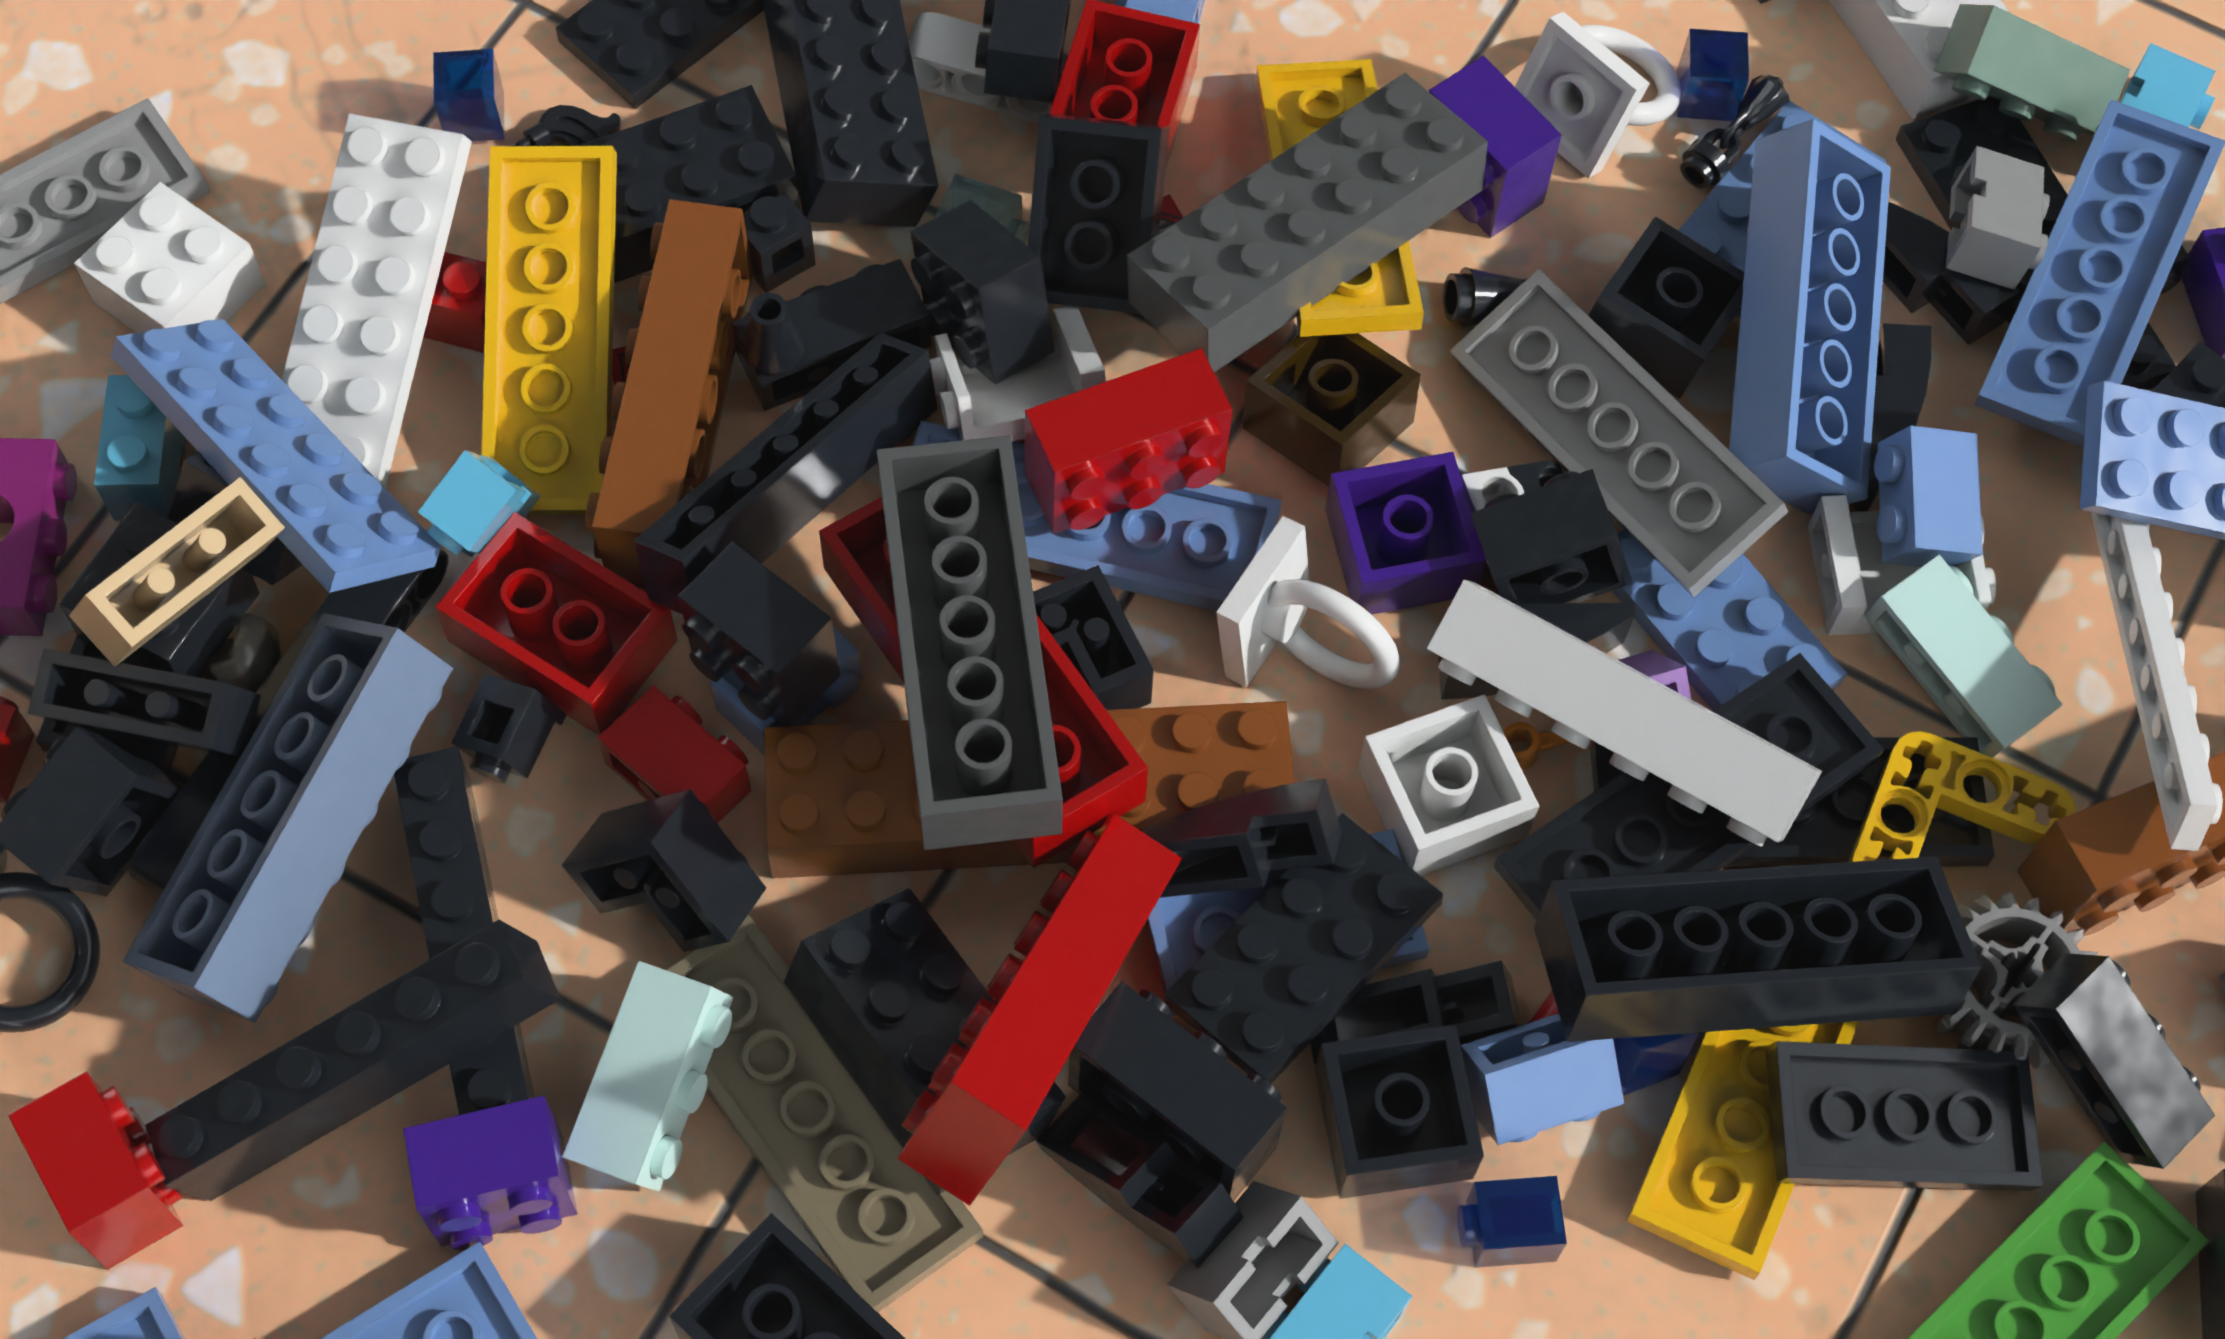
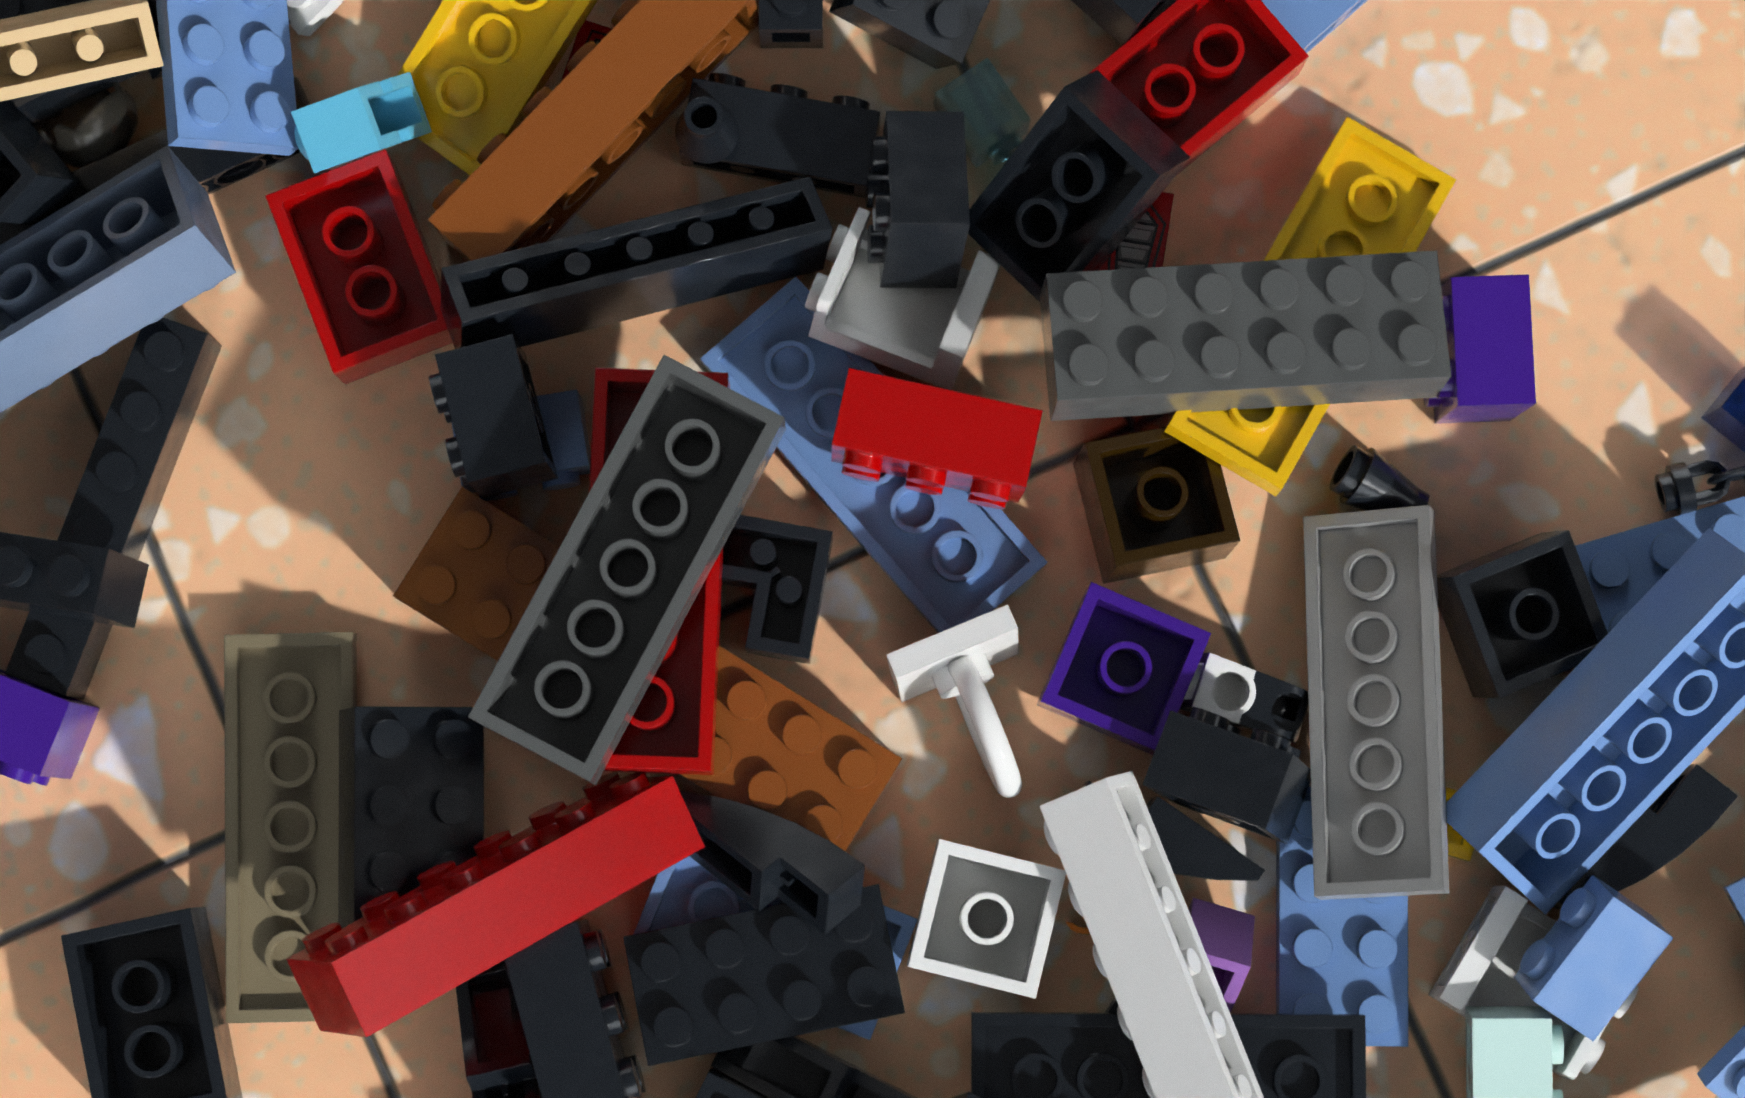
camera: 35 degrees right, 20 degrees up
(506, 728) = (267, 331): black brick -> none
(650, 1077) = (180, 722): light aqua brick -> none
(666, 751) = (384, 455): red brick -> none
(673, 862) = (309, 554): black brick -> none
(1592, 91) = (1609, 351): white tile -> none

